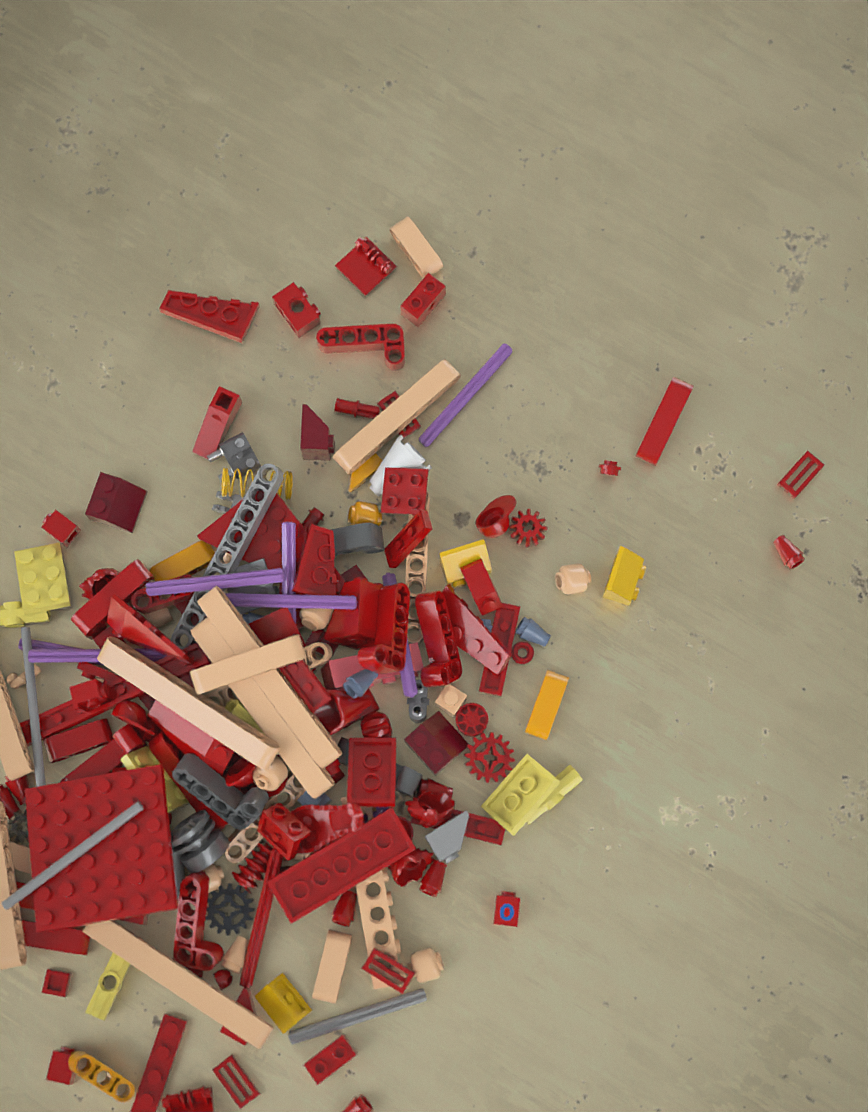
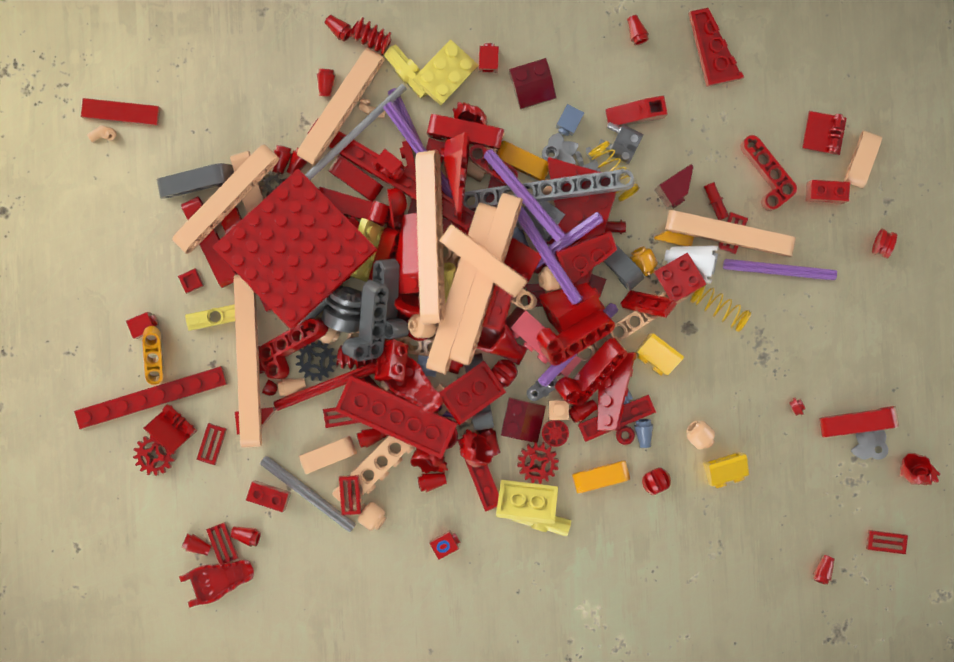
camera: 50 degrees right, 10 degrees up
(72, 855) = (276, 234): light grey piece -> none
(141, 370) = (637, 31): none -> red cone
(177, 492) = (569, 120): none -> sand blue brick
(197, 521) = (562, 149): none -> light grey plate
(231, 822) = (372, 324): none -> dark grey beam
(282, 1003) = (281, 439): yellow panel -> none
(295, 940) = (327, 418): none -> red tile
(302, 321) = (750, 116): red brick -> none
(359, 682) = (525, 342): sand blue cone -> none
(448, 838) = (463, 475): light grey slope -> none
(468, 682) = (581, 412): none -> red cone
(481, 587) = (650, 377): red slope -> none
(490, 462) = (698, 293): none -> yellow piece
(495, 517) = (706, 351): red cap -> none
(509, 281) = (884, 243): none -> red wheel
(525, 520) = (711, 385): red gear -> none
(588, 653) = (656, 481): none -> red piece
(691, 426) = (867, 444): none -> light grey plate
(750, 397) = (918, 470): none -> red hair

